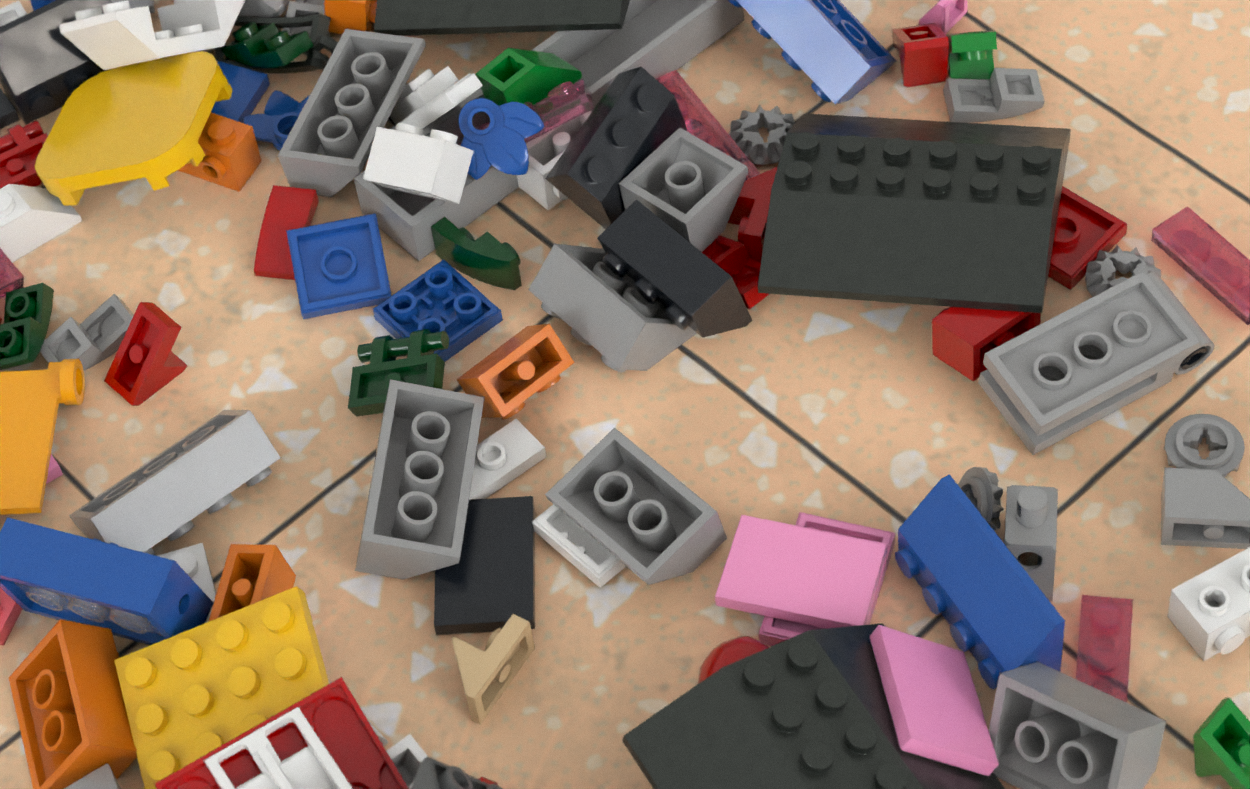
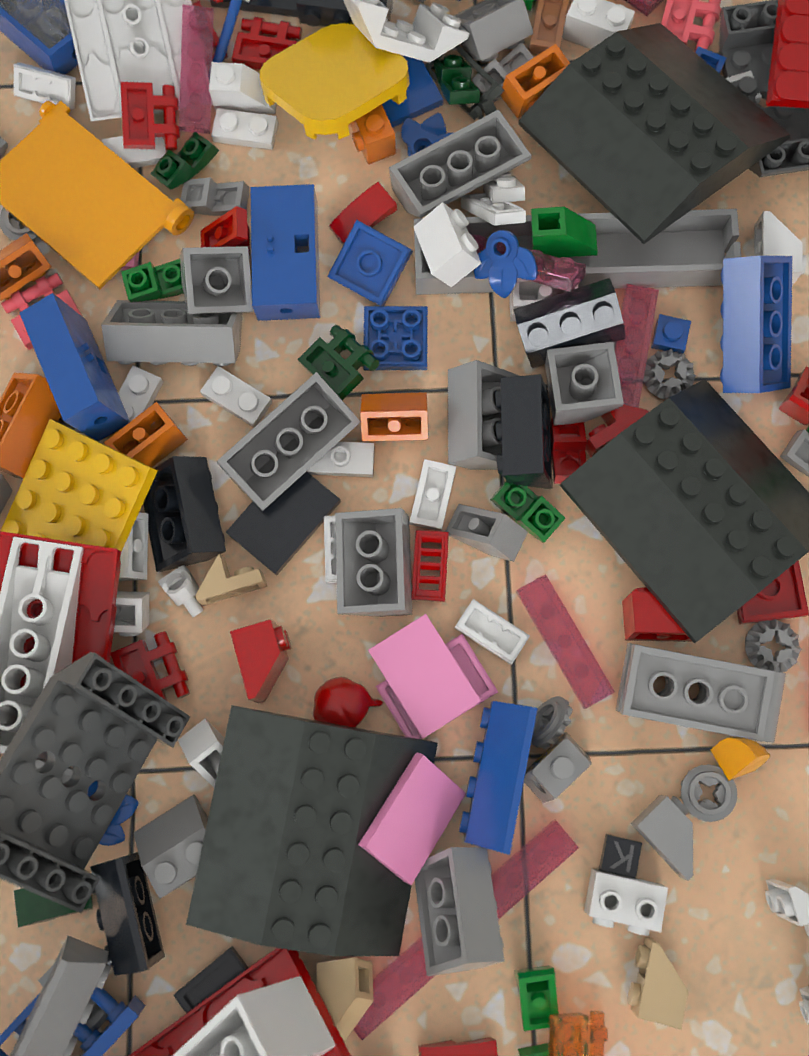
camera: 40 degrees right, 25 degrees up
(62, 253) = (244, 129): none -> white plate
(106, 459) = (152, 282): none -> green slope
(177, 392) = (216, 280): none -> light grey slope
(235, 322) = (285, 252): none -> blue brick
(310, 498) = (236, 396): none -> white plate
(375, 645) = (183, 514): none -> black slope
(437, 720) = (182, 589): none -> white piece
(480, 258) = (445, 323): dark green slope -> none
(596, 686) = (261, 656): none -> red slope
(632, 412) = (432, 495): none -> white plate
(682, 453) = (430, 537): none -> red slope
(725, 399) = (487, 531): none -> light grey slope
(728, 100) = (671, 334): none -> blue plate
(757, 354) = (528, 510): none -> green slope
(829, 485) = (492, 632): none -> white plate
(912, 436) = (565, 641): none -> clear pink tile
(1176, 568) = (620, 856): none -> black tile
(1195, 381) = (739, 756): none -> light orange brick

